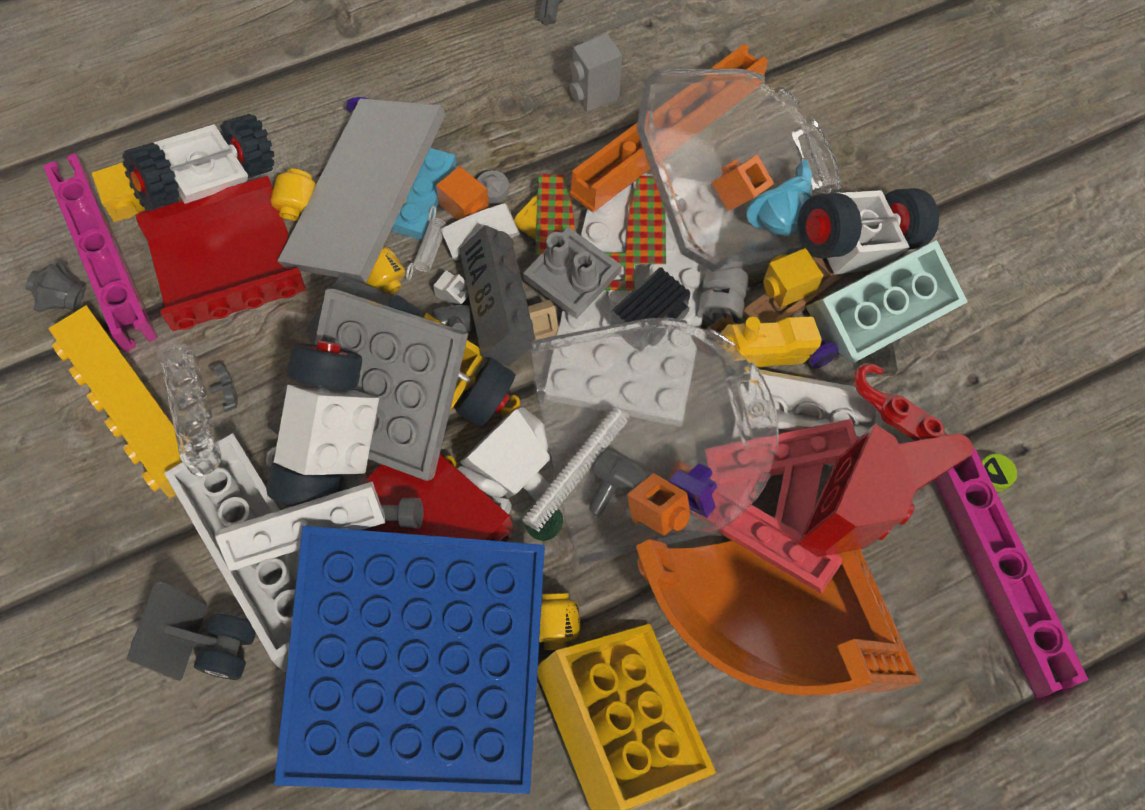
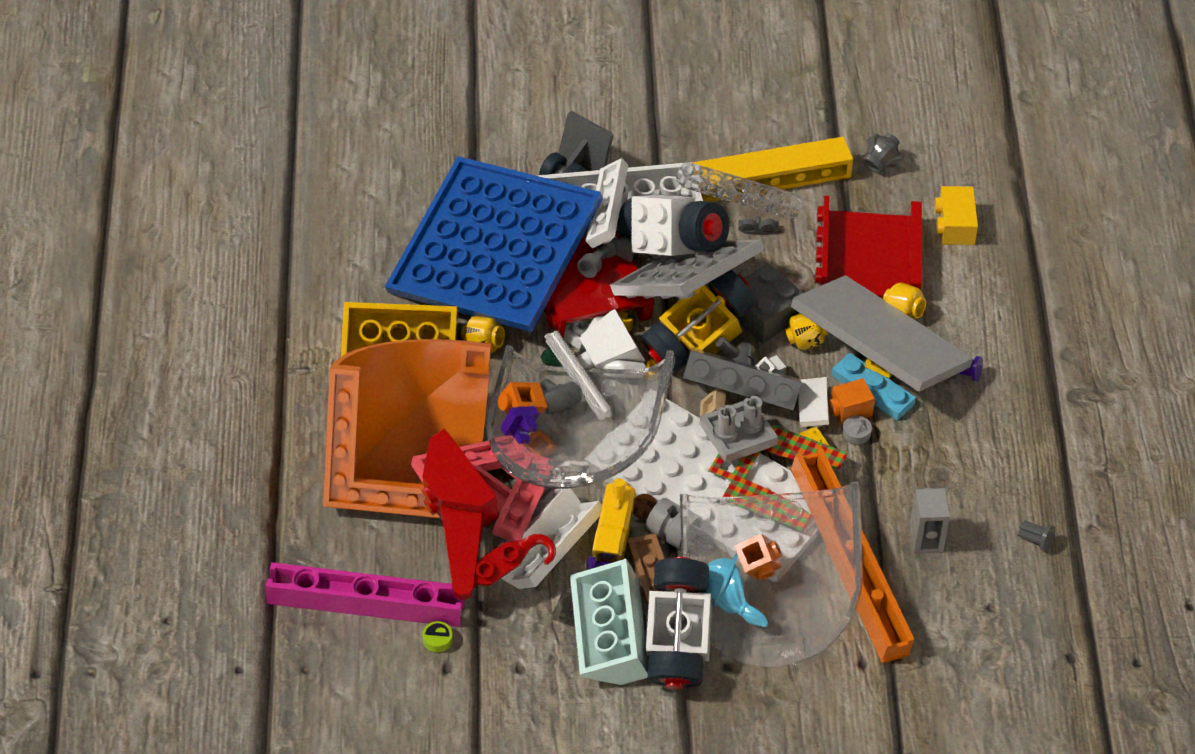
camera: 115 degrees right, 15 degrees down
(100, 253) = (903, 182): dark pink piece -> none
(198, 162) = (946, 241): plate -> none
(427, 249) = (816, 363): white piece -> none
(654, 298) = (680, 462): black brick -> none
(792, 277) = (656, 550): yellow brick -> none

